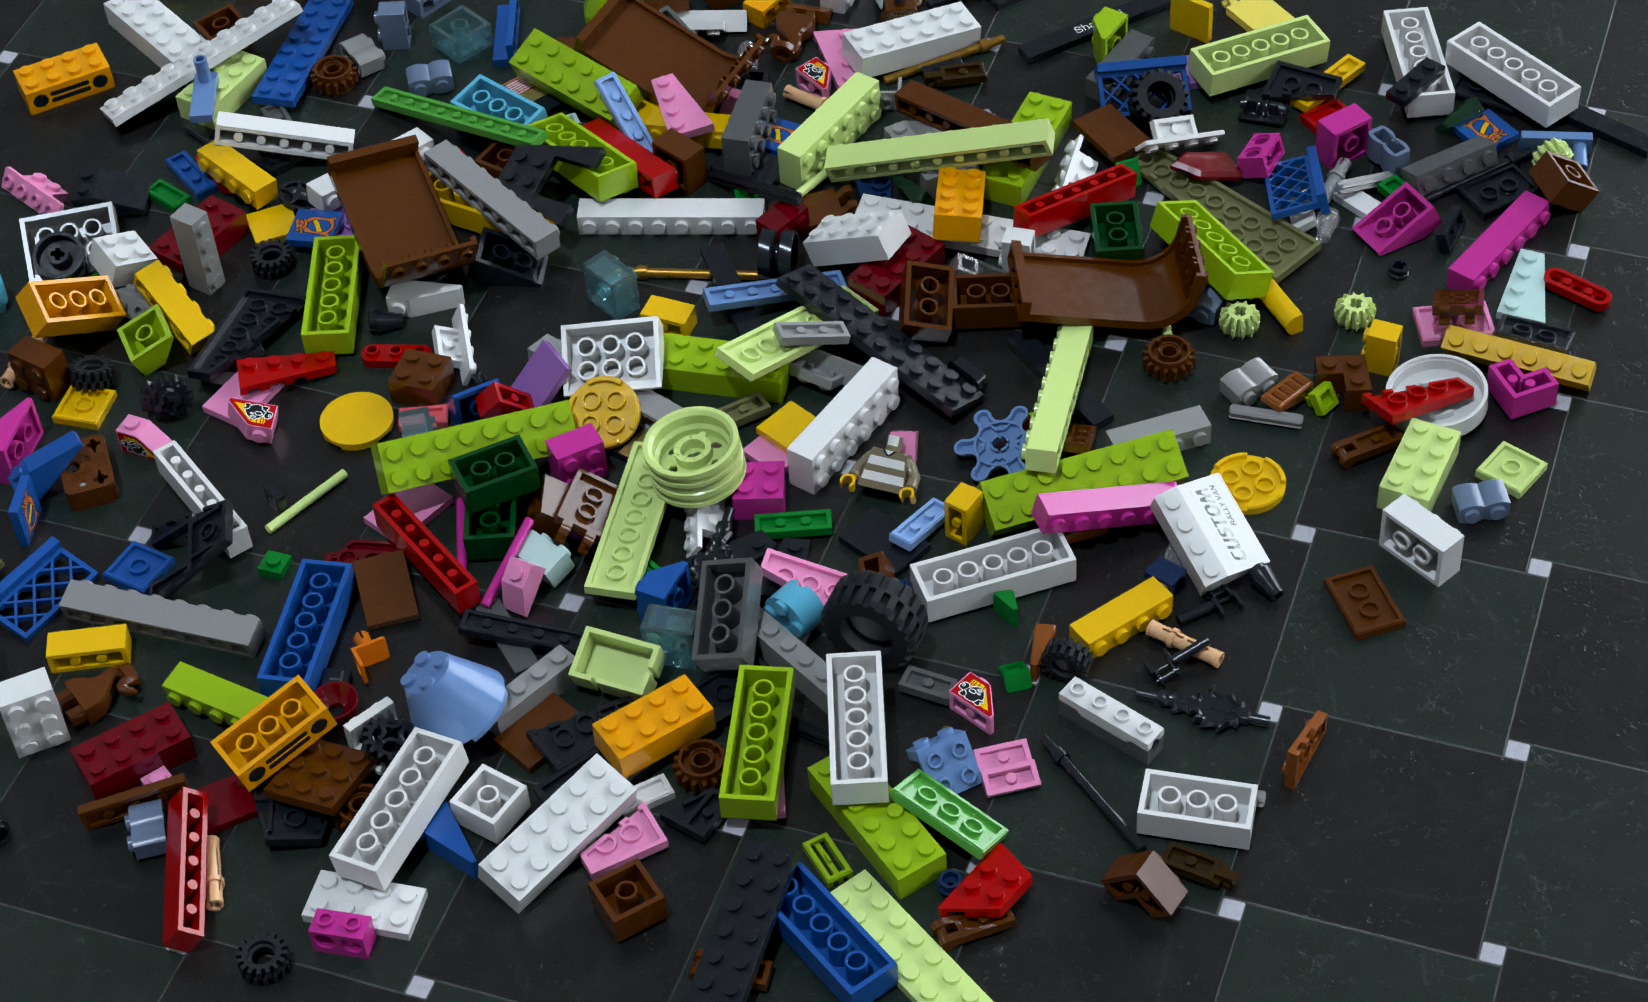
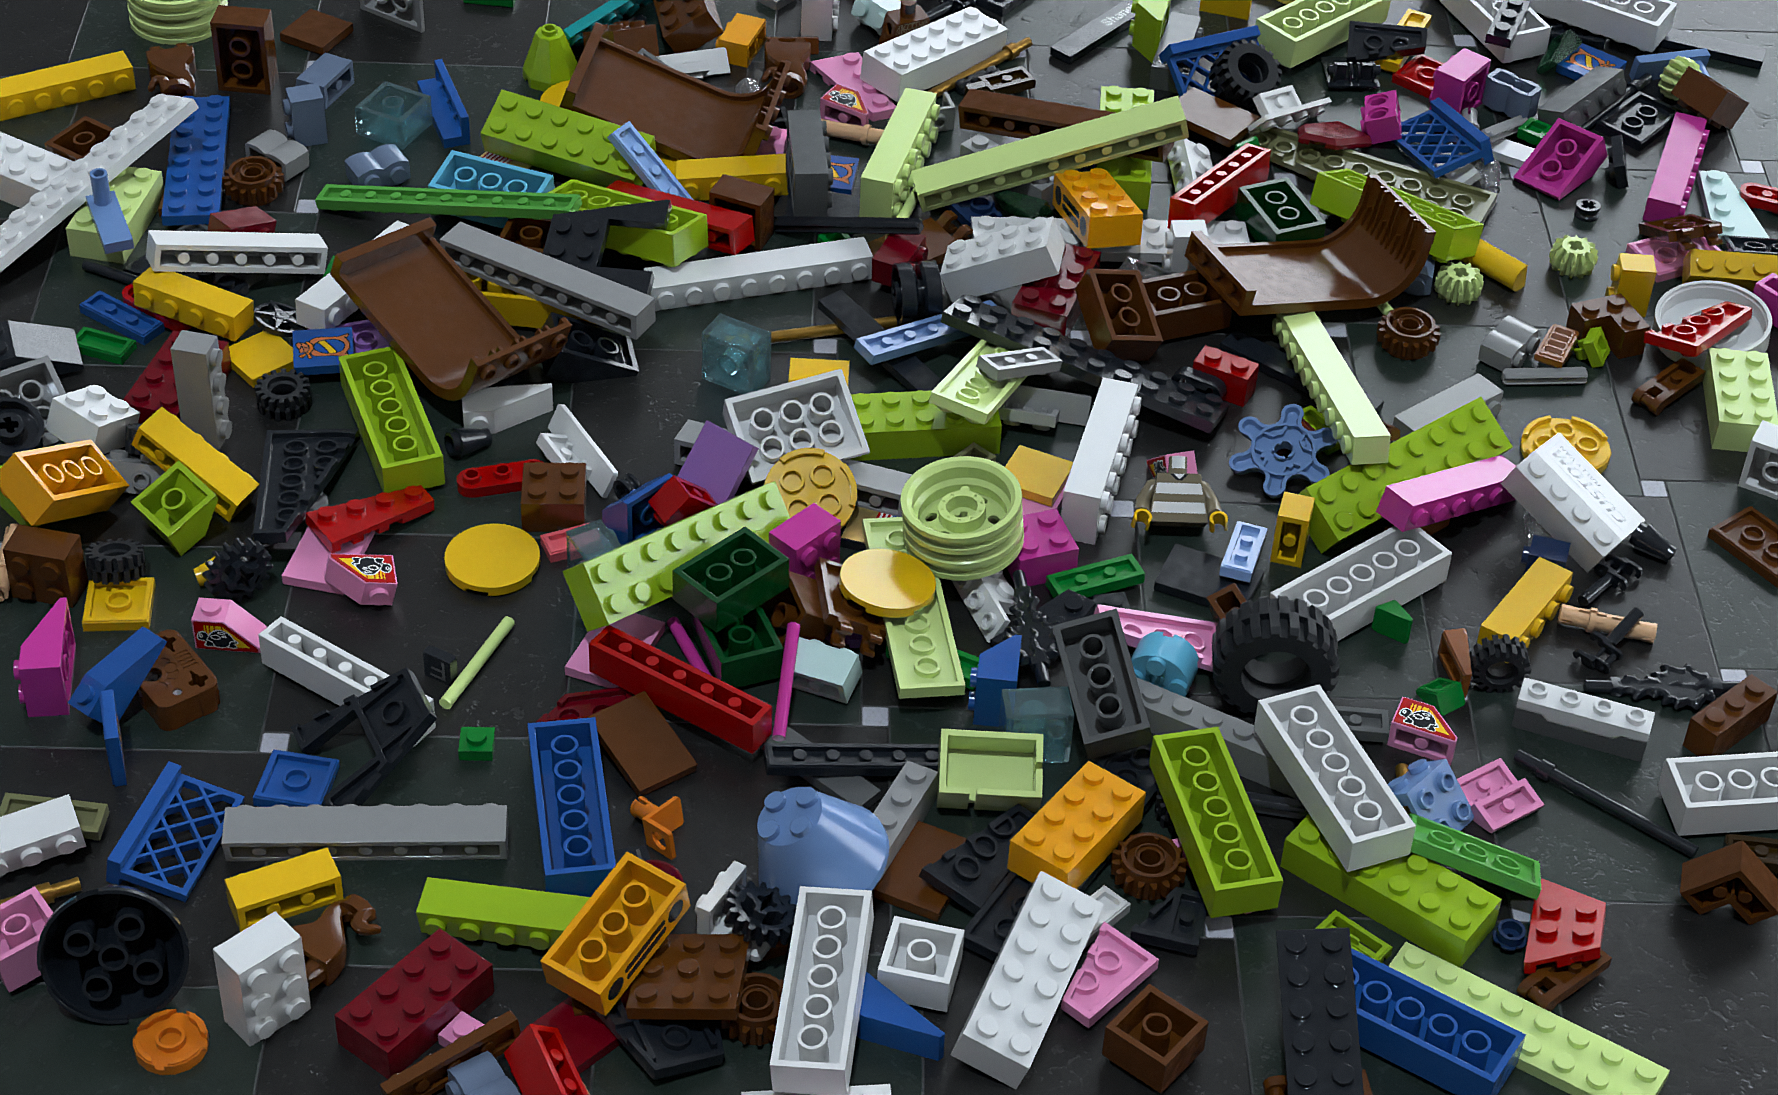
camera: 25 degrees left, 5 degrees down
(304, 111) = (242, 220): none -> dark red brick
(520, 585) = (817, 704): bright pink slope -> none
(618, 498) = (887, 582): none -> yellow tile
(679, 108) = (712, 154): bright pink wing -> none
(999, 370) = (1235, 371): none -> red brick
(1234, 745) = (1730, 717): none -> reddish brown brick

